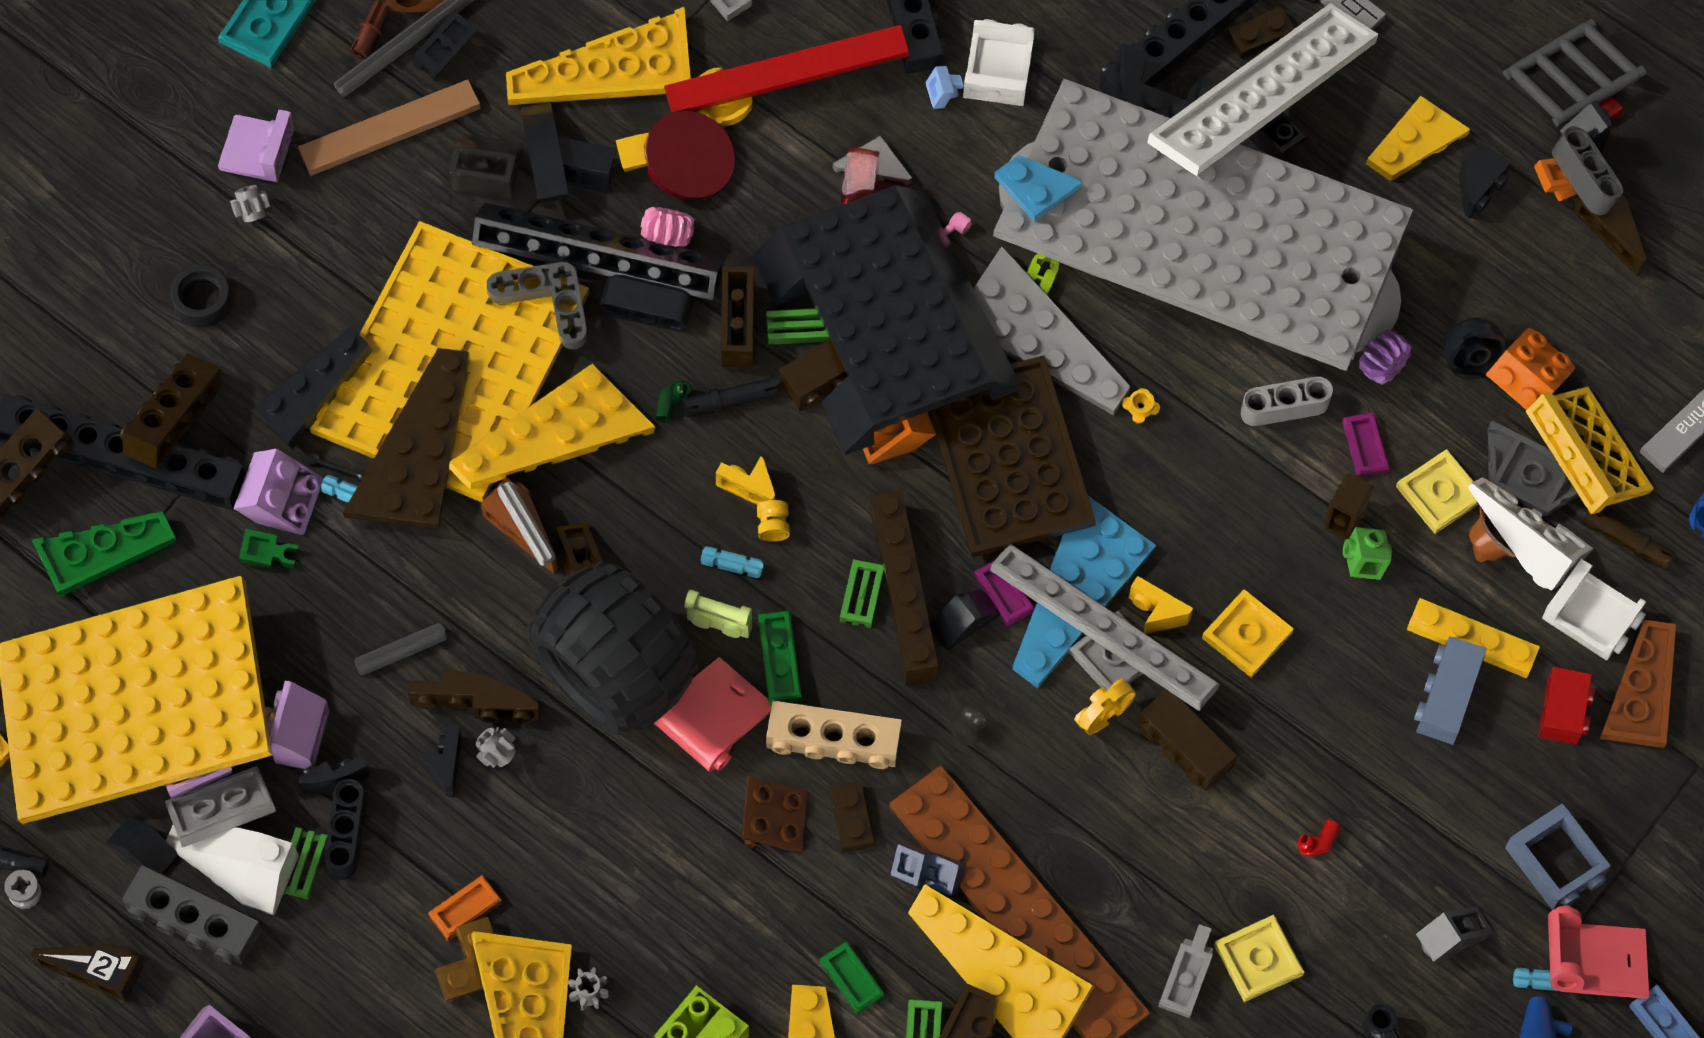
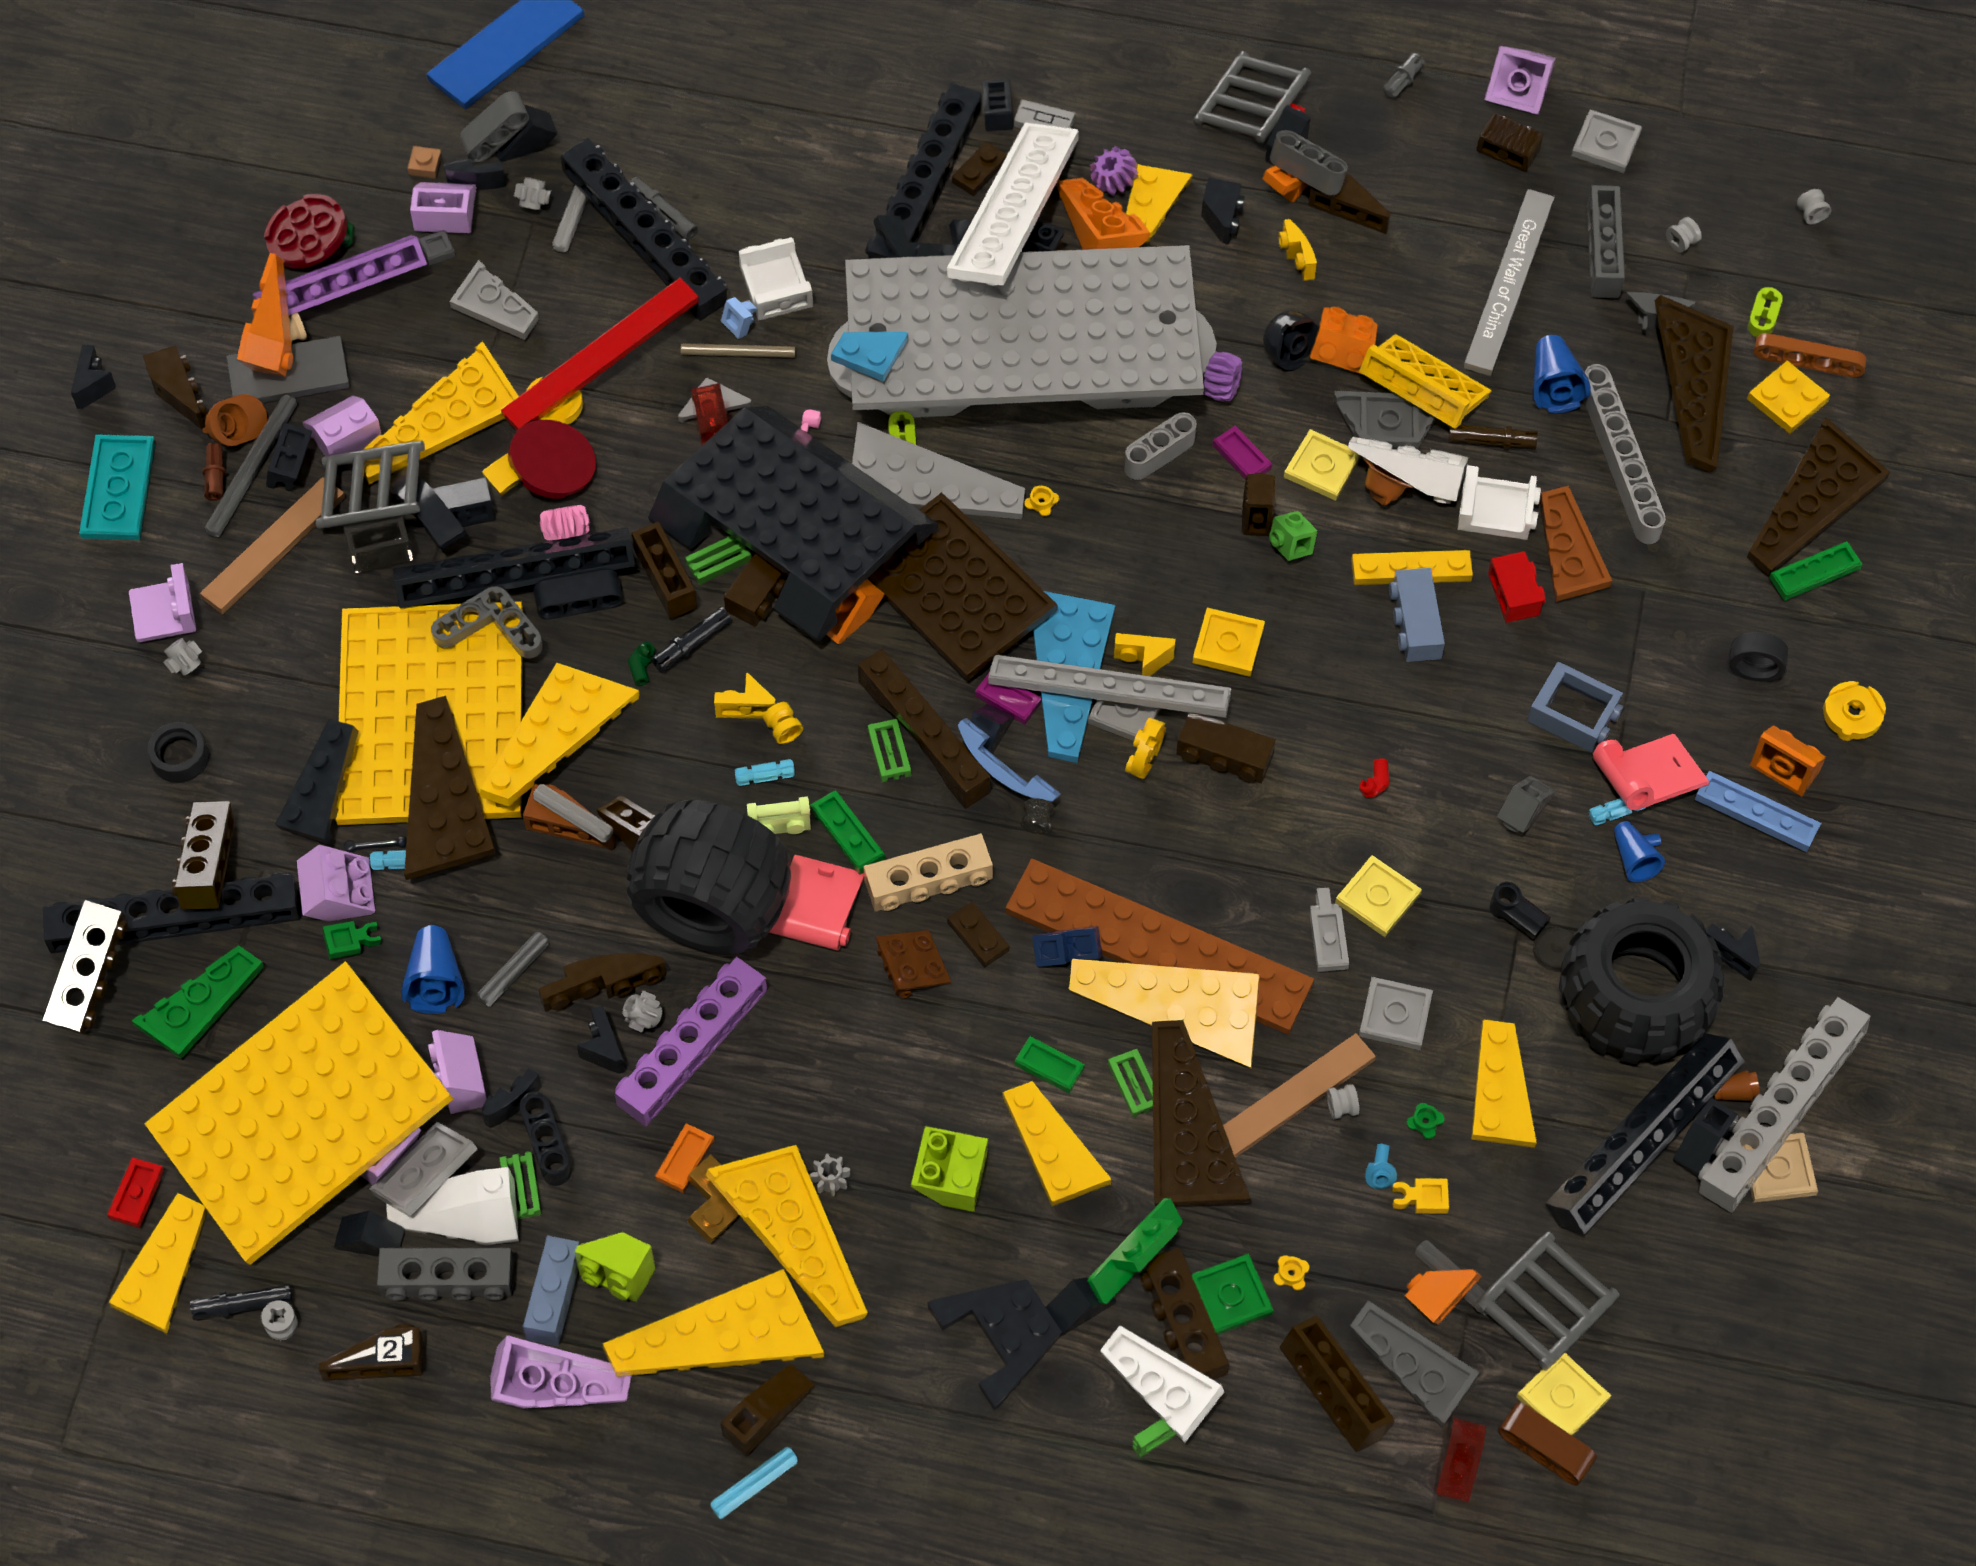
camera: 25 degrees left, 5 degrees down
(278, 979) = (552, 1292): none -> sand blue brick
(322, 619) = (432, 973): none -> blue cone
(348, 984) = (617, 1264): none -> lime slope
(501, 140) = (382, 509): none -> dark grey bar
(510, 38) = (344, 427): none -> lavender slope
(519, 812) = (647, 1103): none -> medium lavender brick
(926, 121) = (738, 350): none -> dark tan bar
(942, 622) = (976, 738): none -> medium blue slope
(1349, 141) = (1097, 220): none -> orange wedge
(1391, 92) = (1114, 170): none -> medium lavender gear
(1535, 253) = (1298, 247): none -> yellow slope

